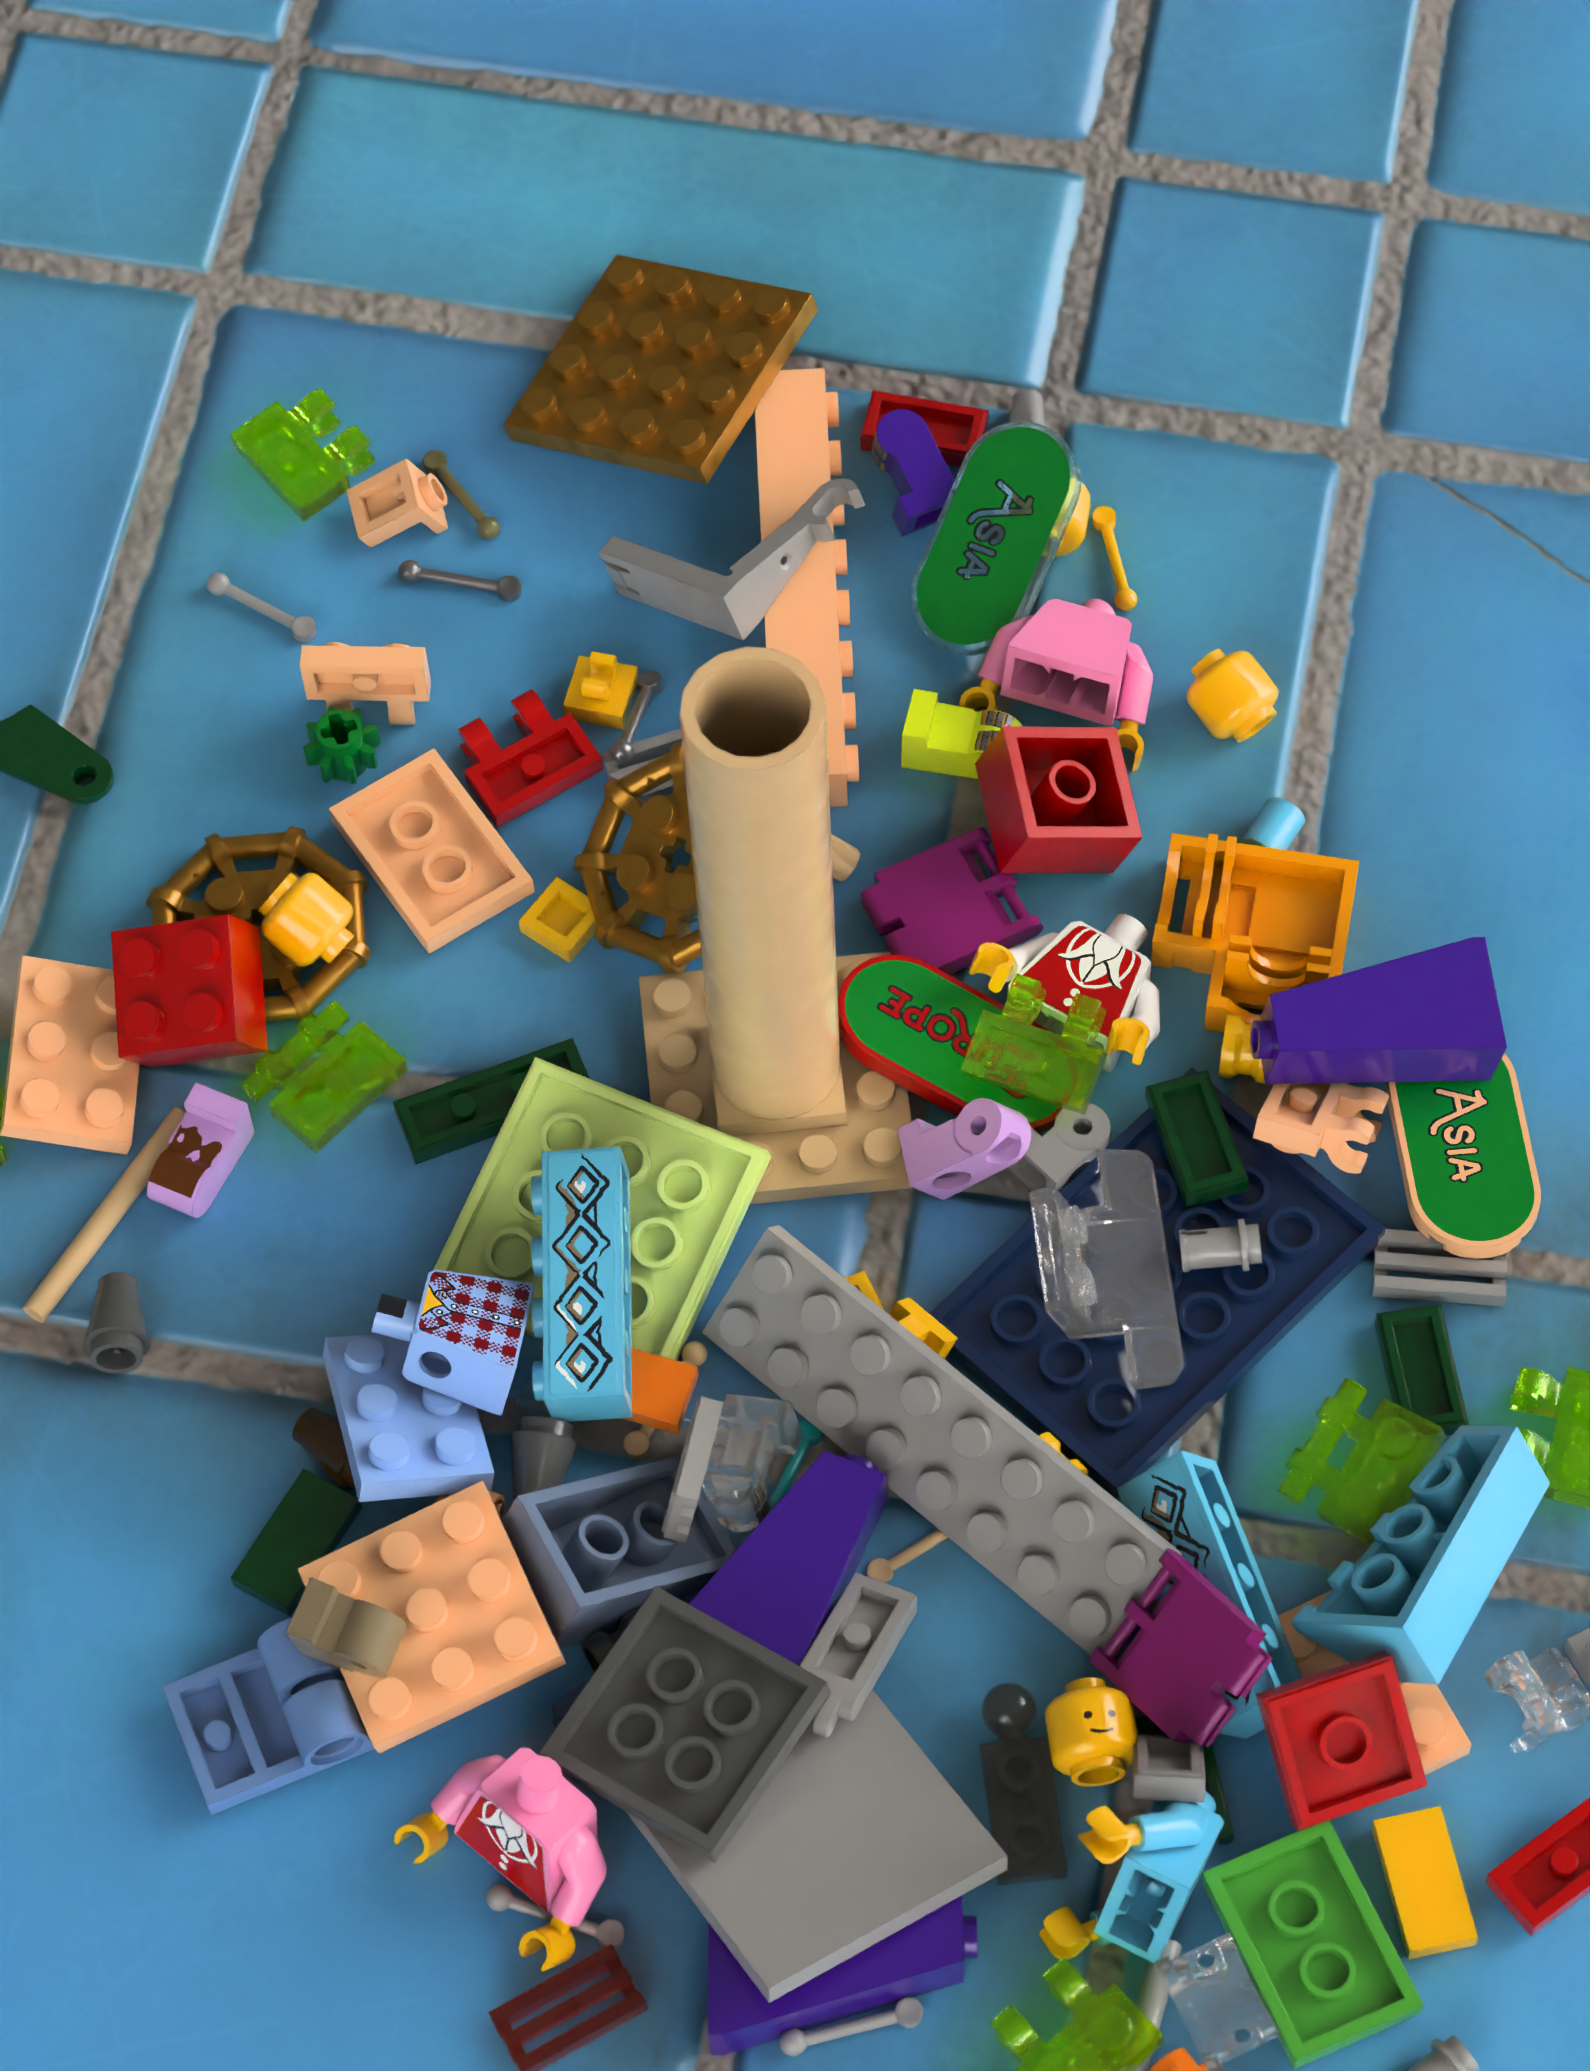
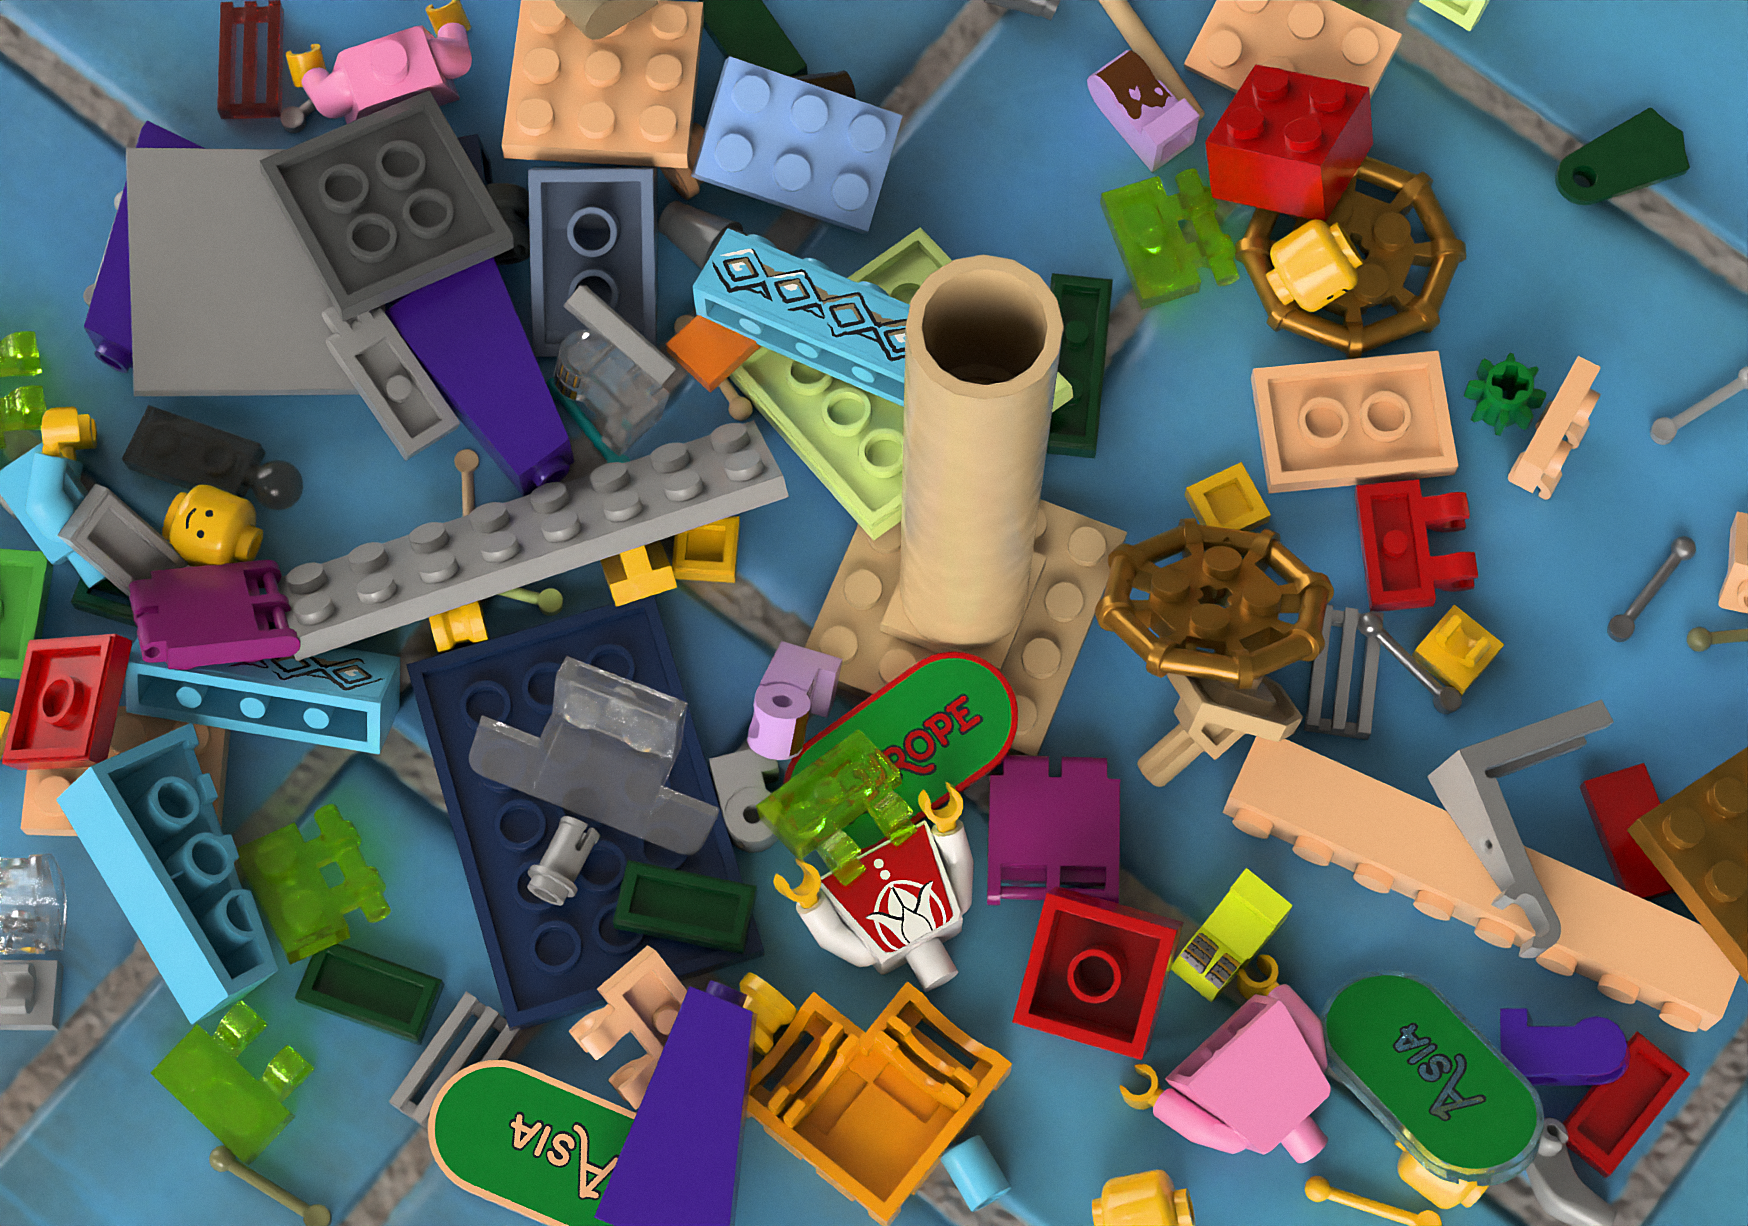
camera: 115 degrees right, 10 degrees up
(460, 1335) = (832, 202): light blue torso -> none
(689, 509) = (1614, 805): none -> red tile

